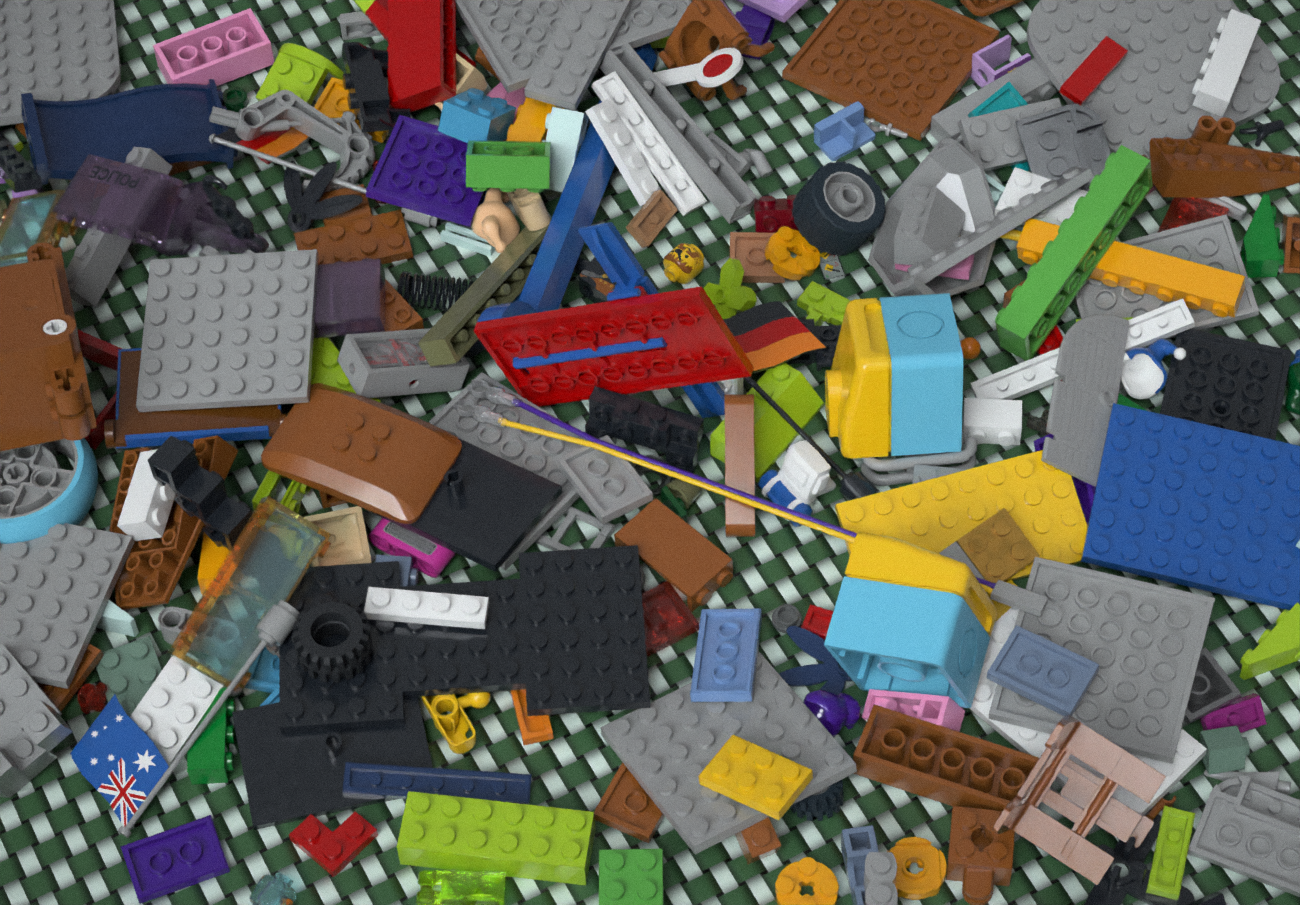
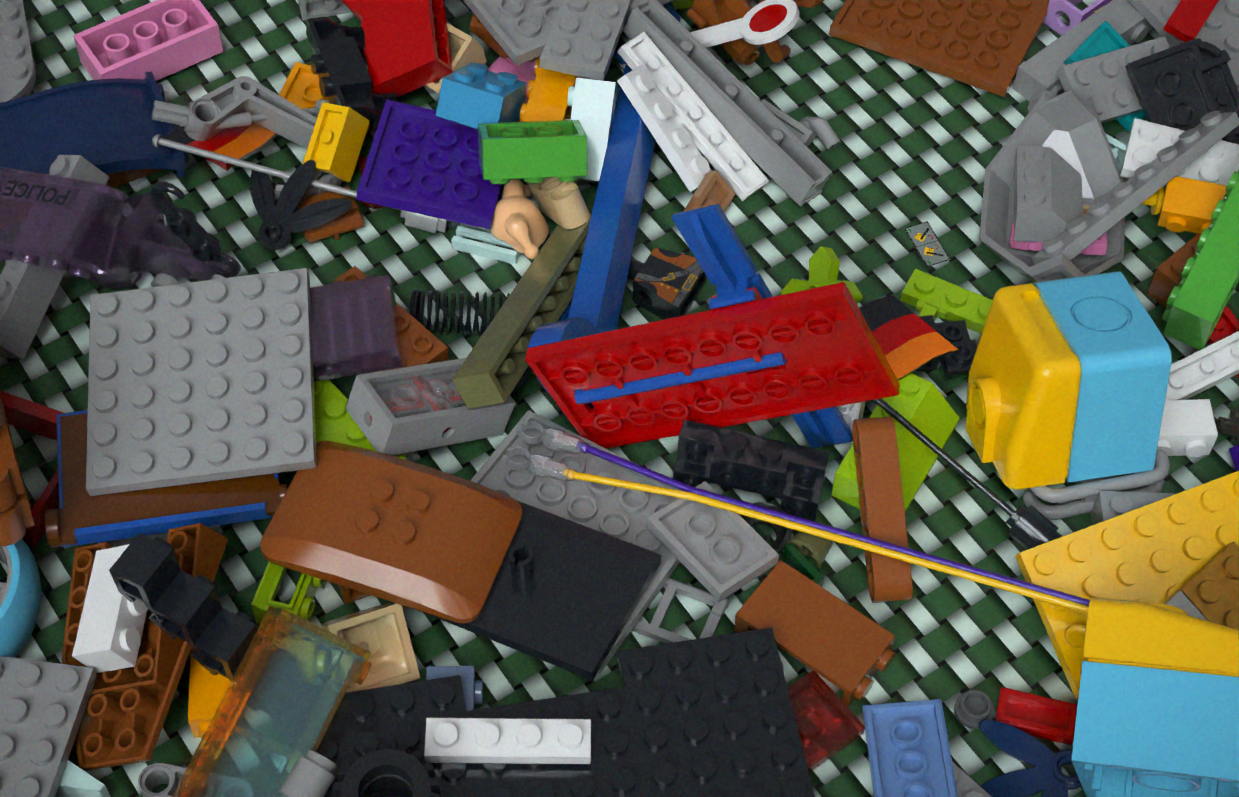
camera: 10 degrees left, 0 degrees up
(235, 99) = (179, 93): dark green tile -> none
(299, 72) = (254, 54): lime piece -> none
(356, 147) = (337, 140): none -> yellow panel
(374, 236) = (372, 247): dark orange plate -> none
(398, 541) = (459, 647): dark pink beam -> none
(683, 263) = (763, 252): yellow head -> none
(750, 250) = (850, 238): nougat tile -> none
(773, 214) = (863, 193): dark red bracket -> none
(783, 264) = (900, 230): light orange plate -> none
(799, 480) = (958, 522): white piece -> none
(838, 208) = (936, 179): black wheel -> none
(843, 132) = (913, 92): medium blue panel -> none
(887, 129) = (964, 85): light grey hand -> none

